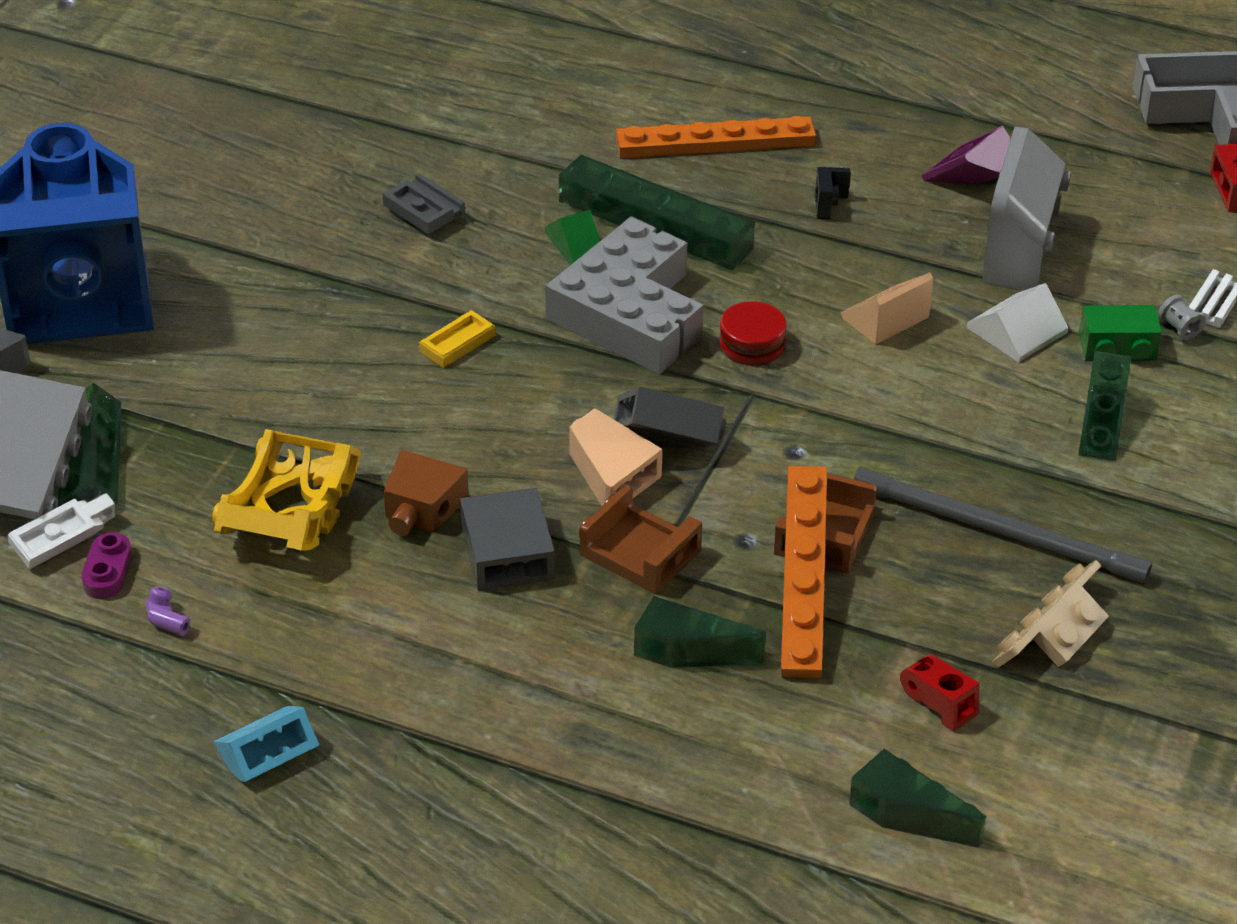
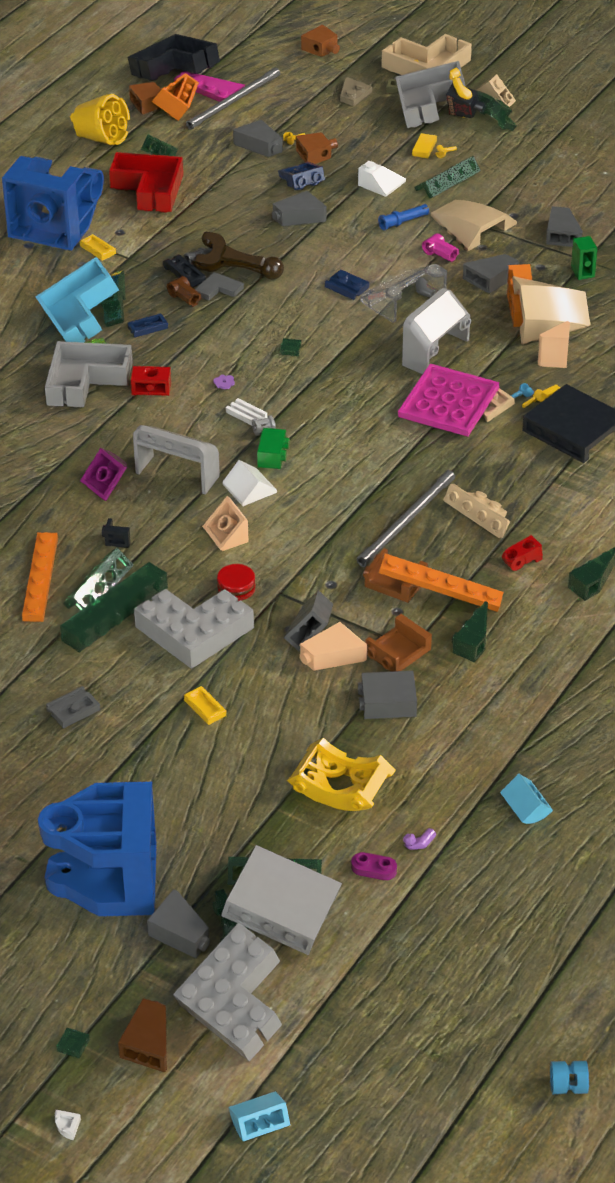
camera: 80 degrees left, 0 degrees up
(60, 529) = (352, 888): white hinge -> none
(423, 492) = (345, 726): dark orange torso -> none
(573, 235) = (124, 644): green slope -> none
(718, 182) = (94, 576): none -> clear green fence
(1105, 405) = (328, 464): clear green slope -> none

